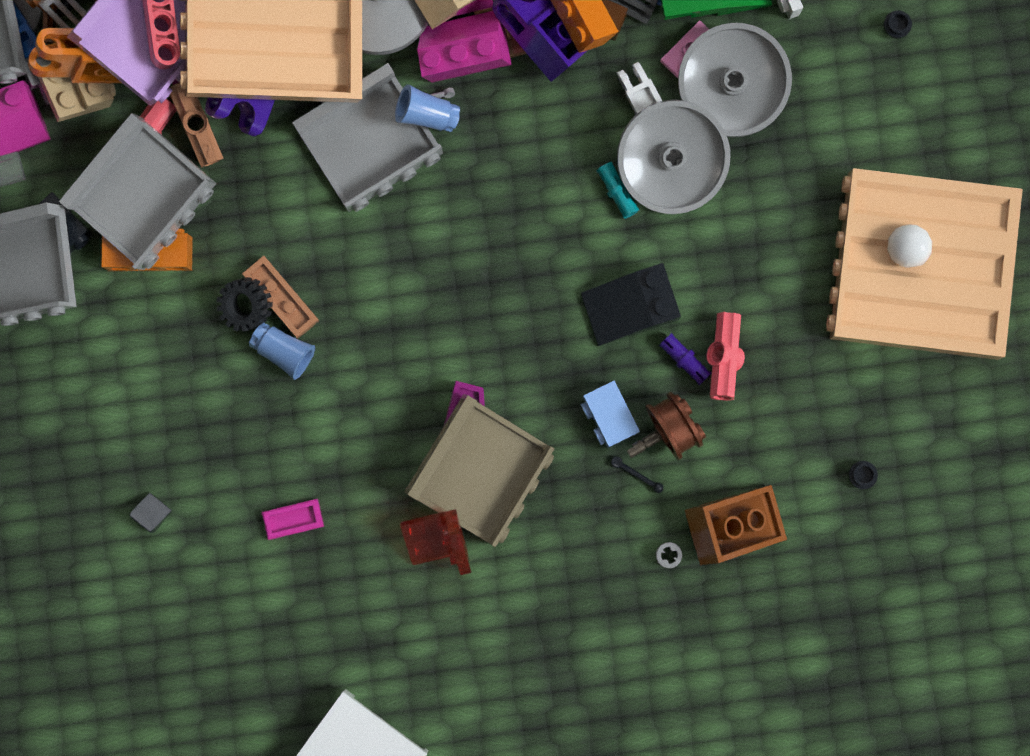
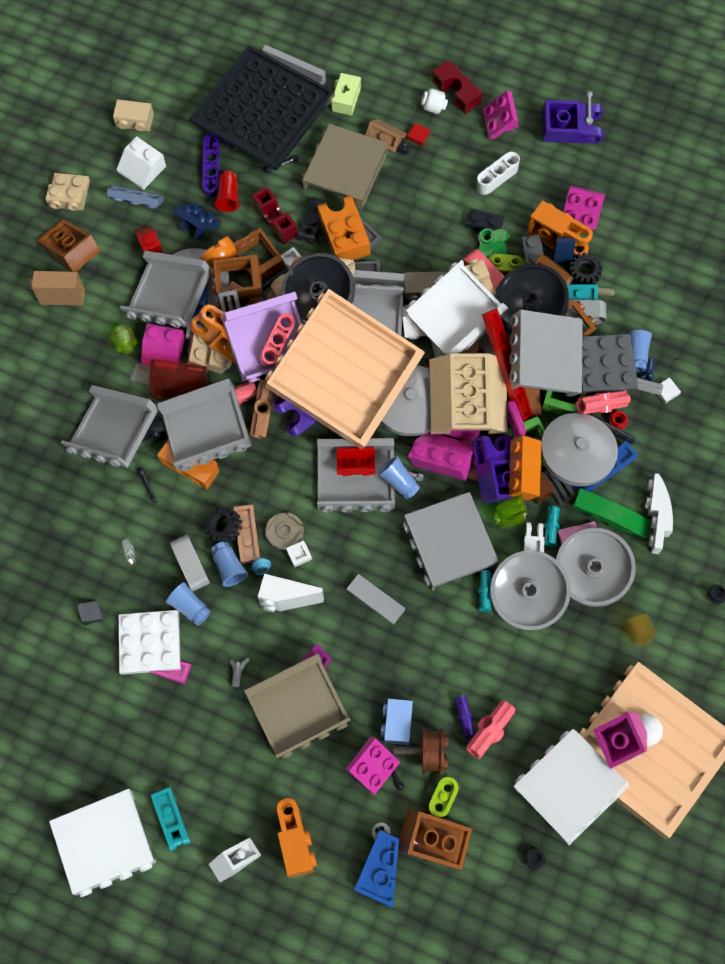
camera: 30 degrees right, 15 degrees down
(61, 151) = (176, 378): none -> clear red slope
(95, 298) = (141, 472): none -> black hinge
(148, 408) = (129, 551): none -> clear tile
(233, 377) = (189, 563): none -> light grey beam
(248, 503) = (149, 642): none -> white plate
(267, 429) = (188, 604): none -> medium blue plant
(324, 264) = (284, 531): none -> dark tan tile
(325, 327) = (261, 566): none -> medium azure plate
(358, 122) = (356, 461): none -> red bracket
(361, 282) = (299, 553): none -> white plate
(377, 346) = (286, 594): none -> white slope
(378, 471) = (237, 670): none -> light grey bar
(412, 692) = (170, 818): none -> teal plate
(436, 538) = (245, 731): clear red bracket -> none
(491, 281) = (375, 599): none -> light grey tile
(519, 692) = (234, 859): none -> white slope
(537, 153) = (449, 540): none -> light grey panel
(579, 630) = (294, 841): none -> orange brick
(592, 72) = (511, 513): none -> clear neon green slope
(613, 485) = (372, 765): none -> dark pink plate
(631, 304) = (451, 663): black slope -> none
(650, 58) = (551, 526): none -> teal pin
(694, 600) = (379, 870): none -> blue wing
(717, 470) = (442, 797): none -> lime plate
(833, 125) = (641, 629): none -> clear yellow brick
(858, 366) = (571, 785): none -> white panel
(892, 277) = (622, 739): none -> dark pink slope

